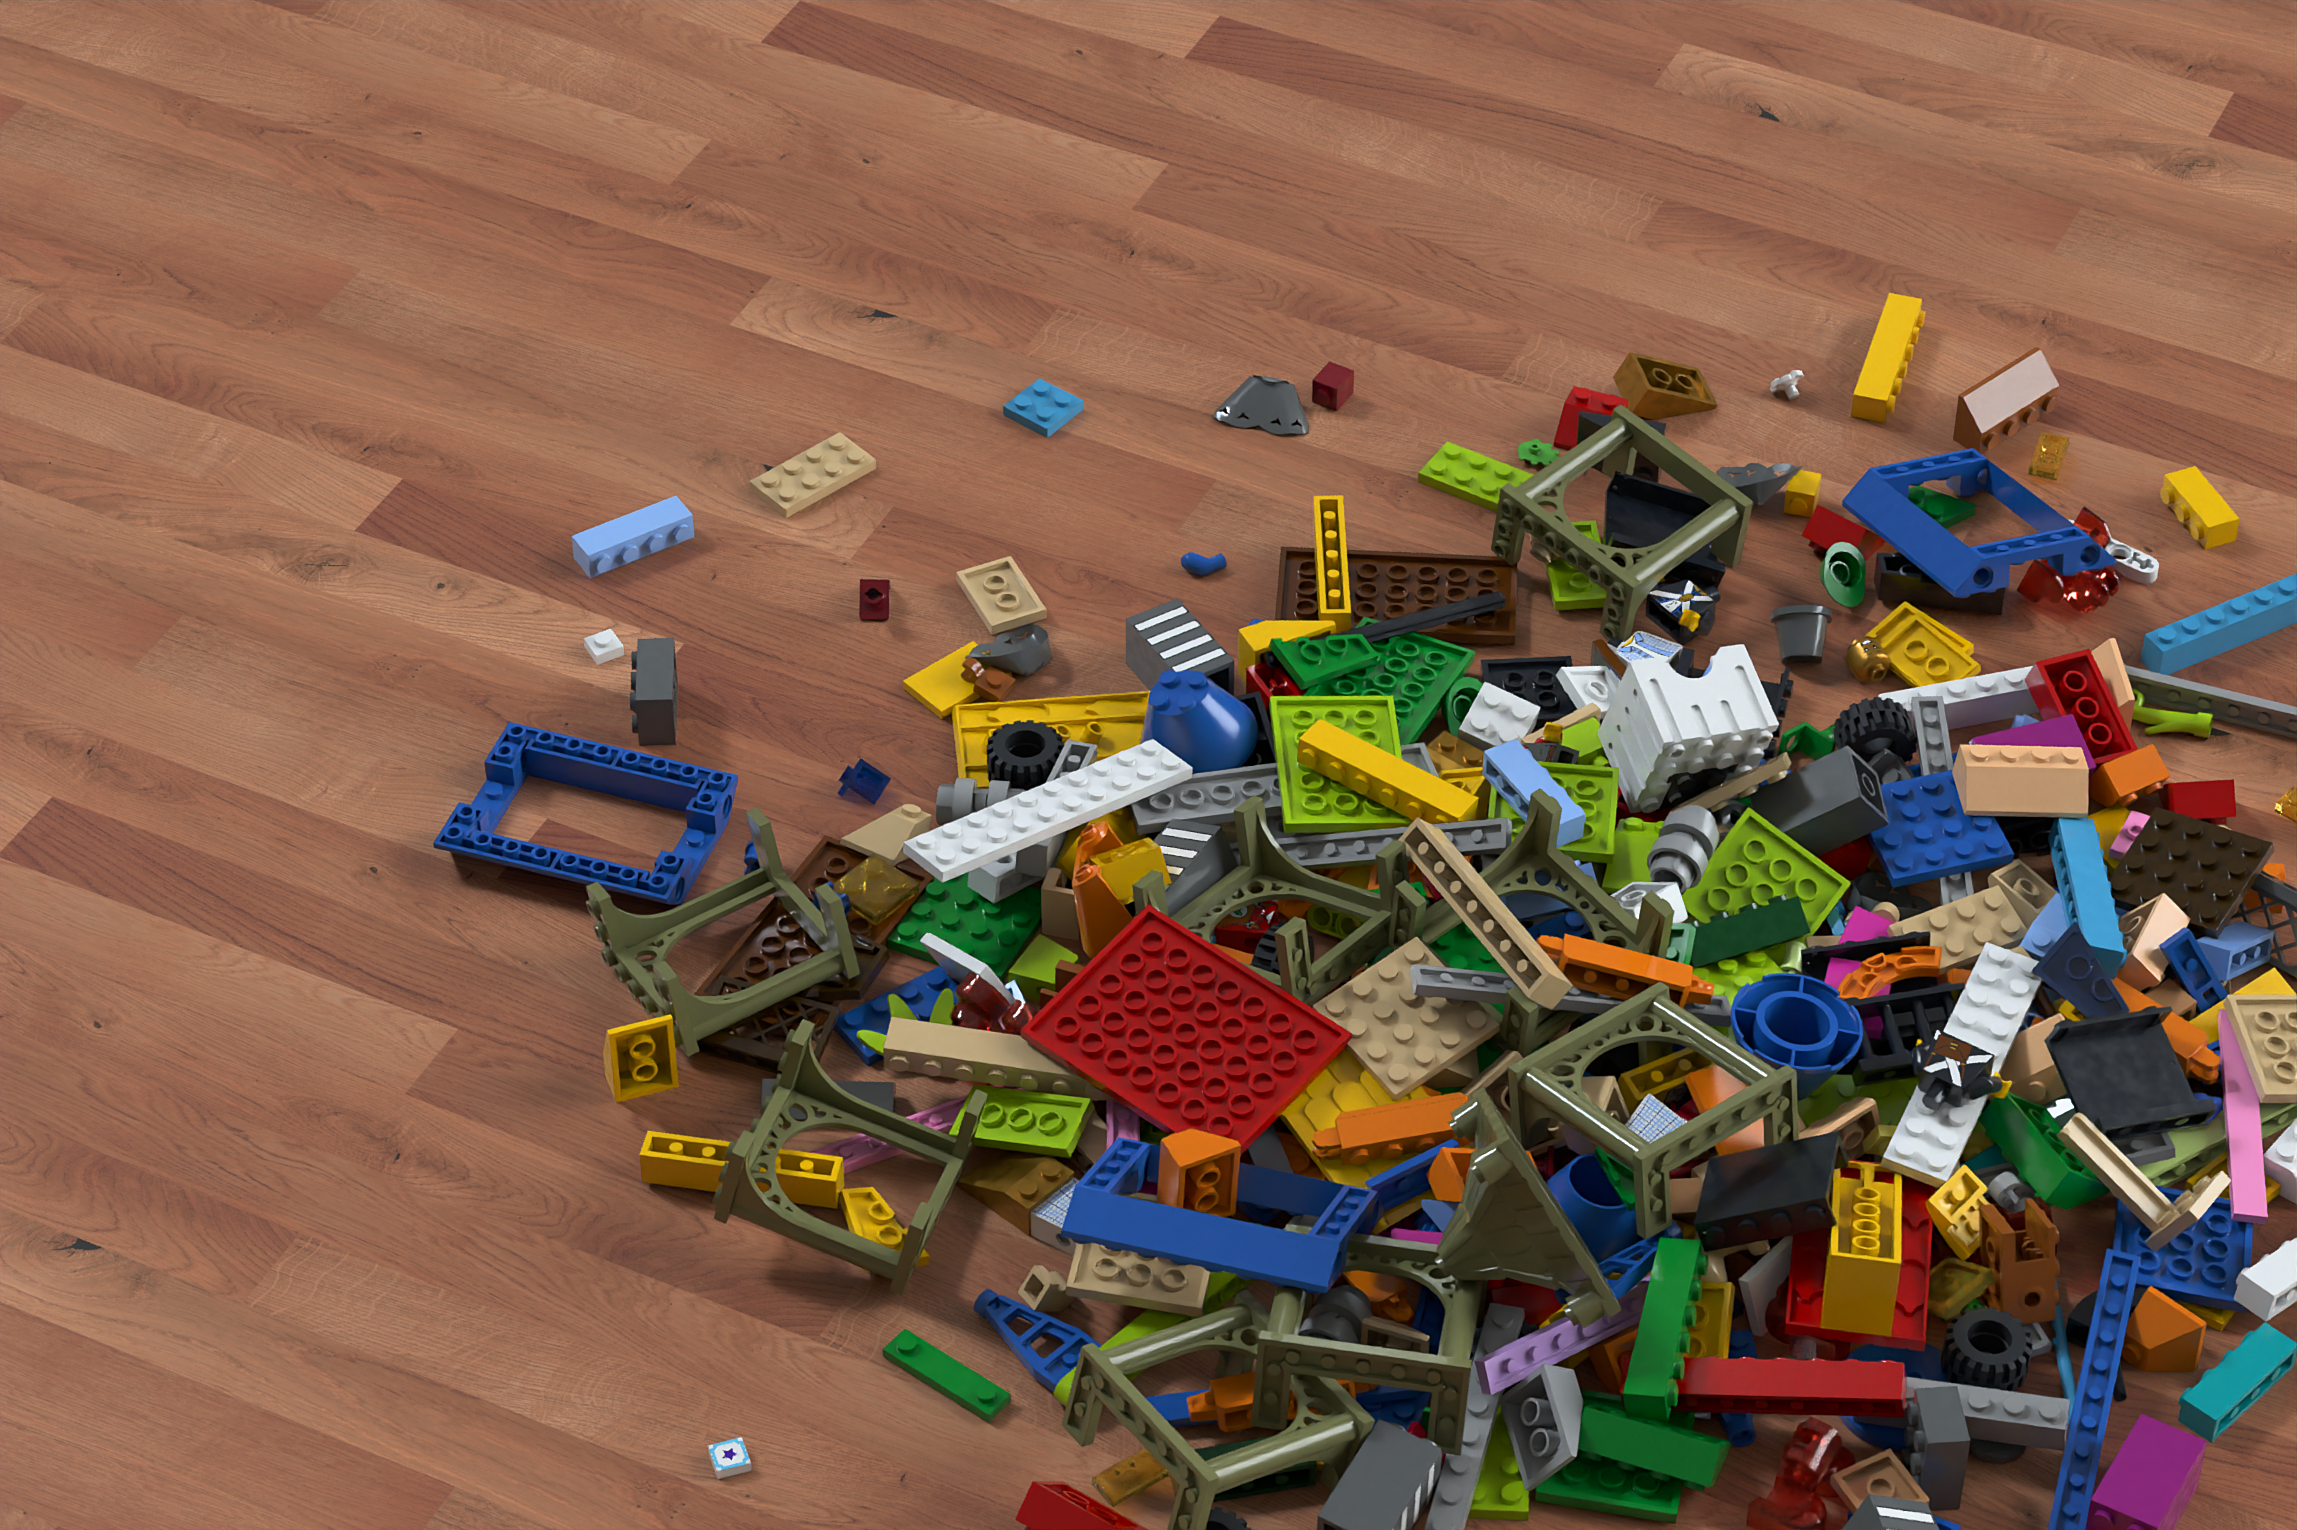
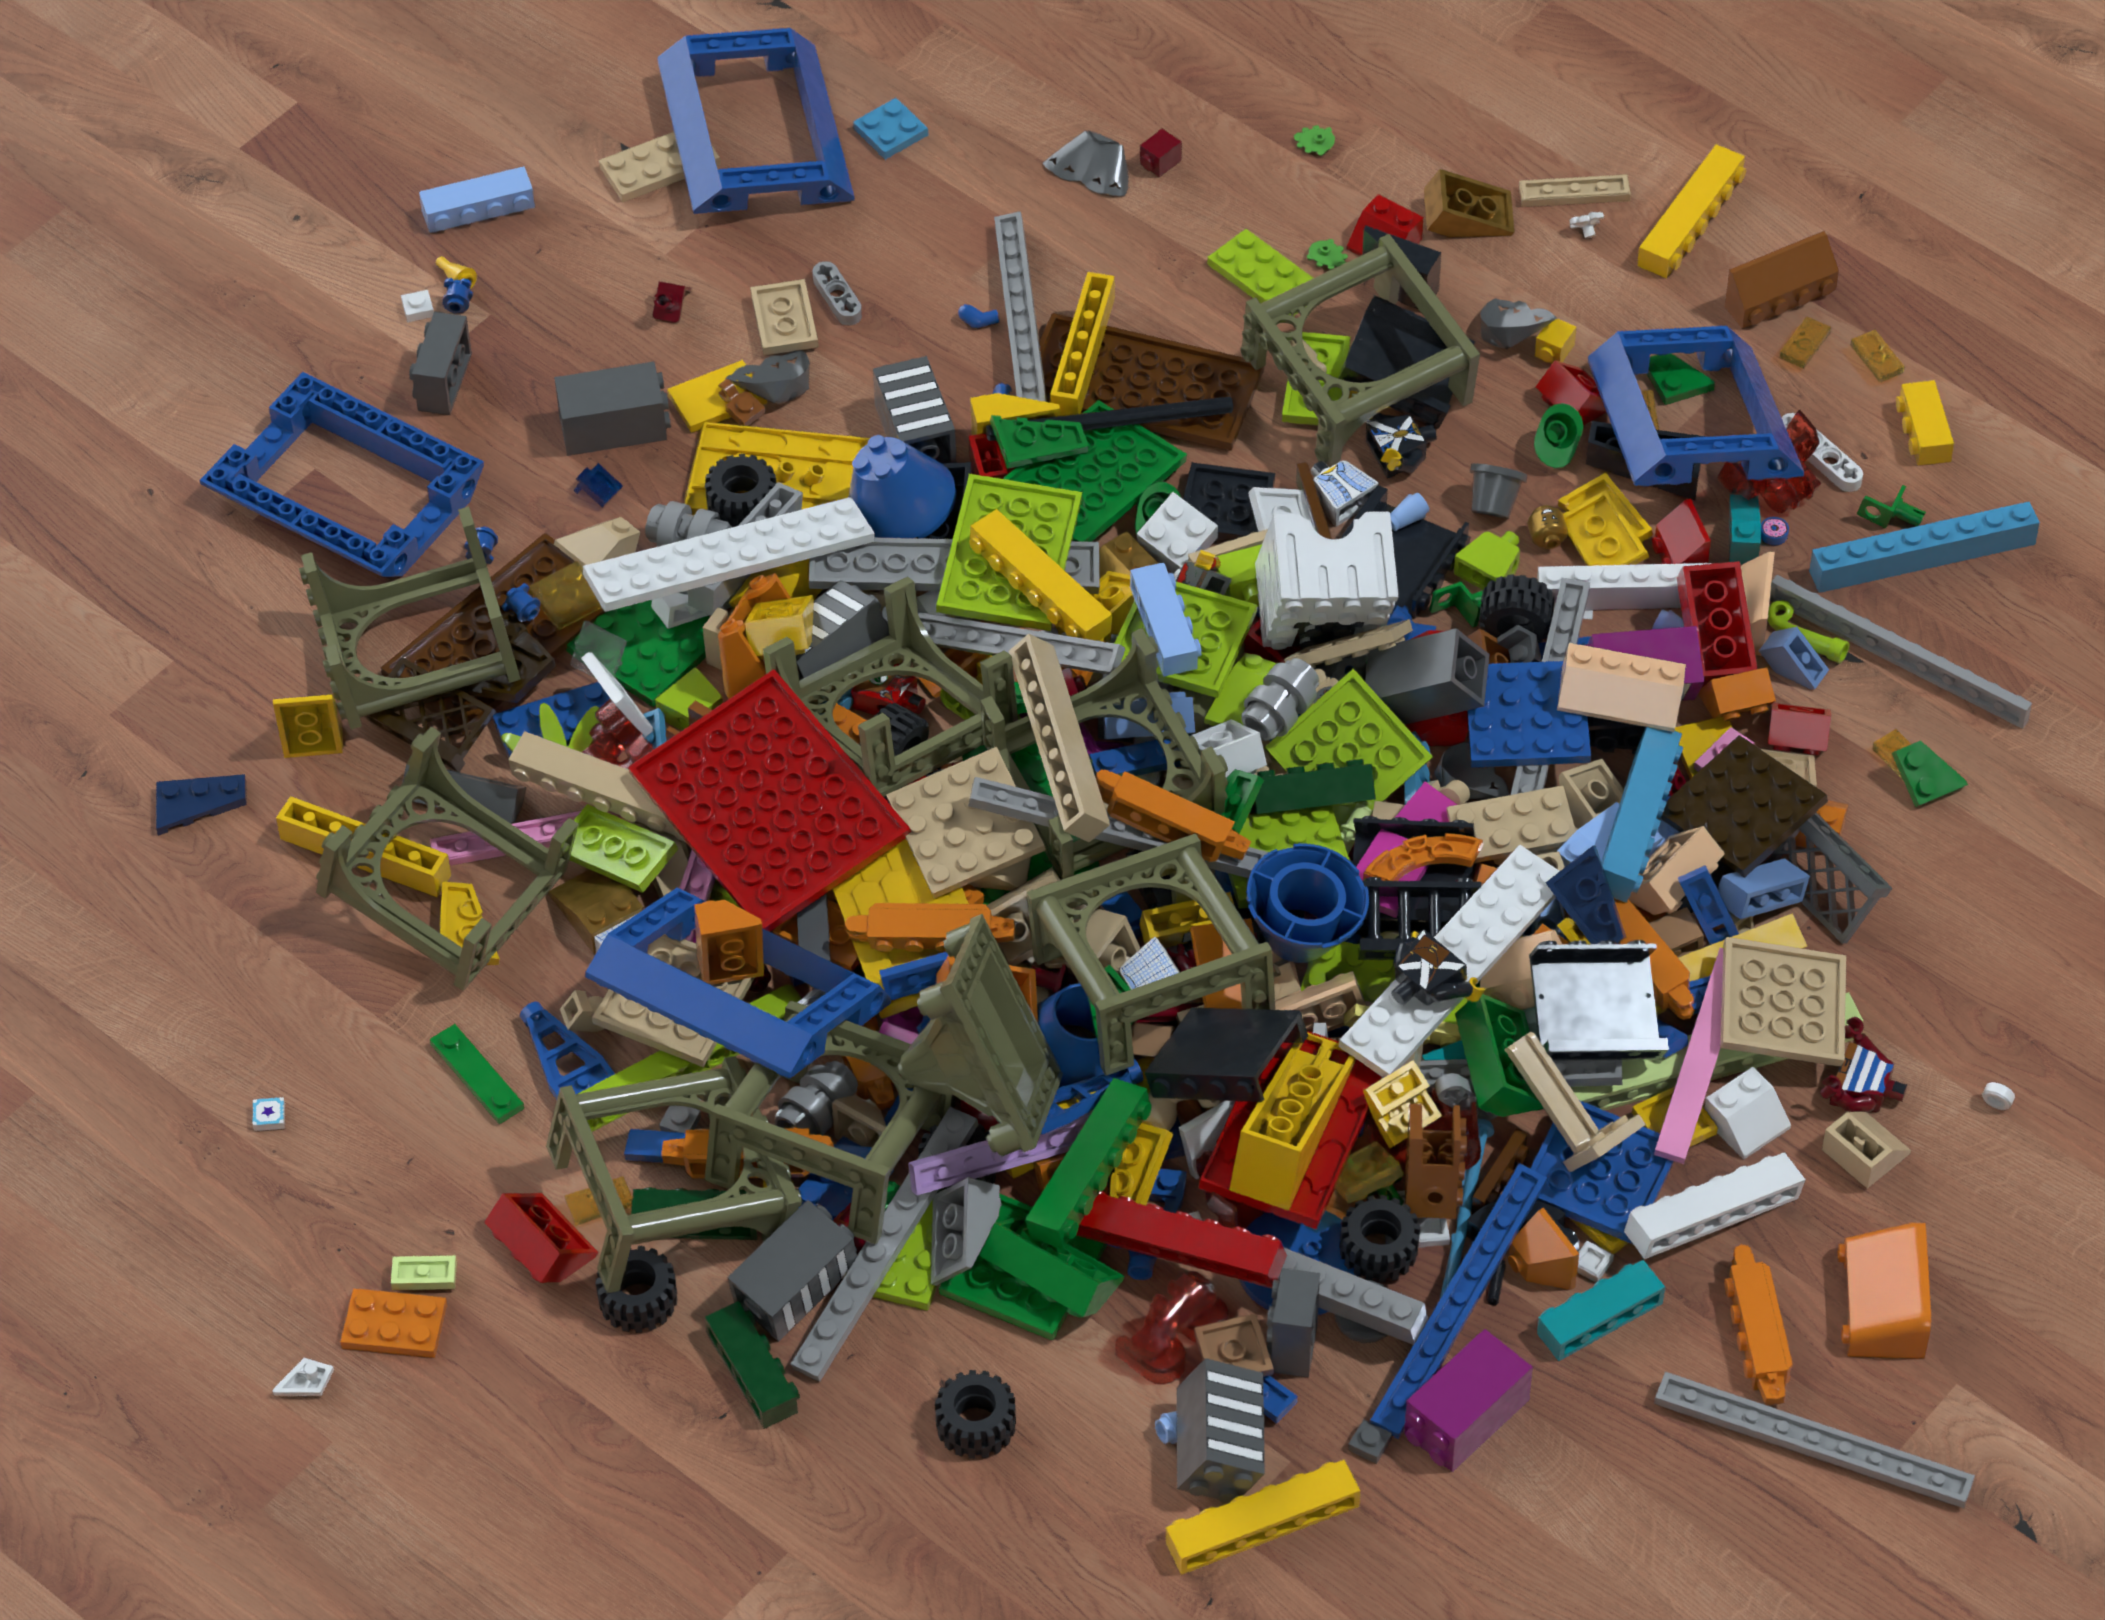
camera: 15 degrees right, 10 degrees up
(529, 1159) = (192, 798): none -> dark blue wing
(640, 610) = (456, 271): none -> yellow cone
(644, 625) = (457, 295): none -> blue brick
(855, 704) = (612, 408): none -> dark grey brick
(885, 484) = (729, 188): none -> blue slope
(915, 926) = (603, 644): none -> clear piece
(1061, 577) = (837, 282): none -> light grey beam
(1188, 1374) = (680, 1119): none -> light grey plate
(1246, 543) = (1020, 307): none -> light grey plate
(1483, 353) = (1315, 140): none -> bright green piece
(1761, 359) = (1574, 190): none -> tan tile
(1819, 699) = (1488, 558): none -> lime torso
(2010, 643) = (1682, 537): none -> slope
(2062, 628) = (1744, 529): none -> teal slope
(2080, 1269) = (1501, 1171): none -> reddish brown plate
(2091, 629) = (1774, 531): none -> tile
(2124, 457) = (1877, 355): none -> clear yellow plate
(2167, 735) = (1794, 657): none -> medium blue slope
(2203, 588) = (1899, 509): none -> green bracket
(2213, 1340) = (1593, 1261): none -> white tile

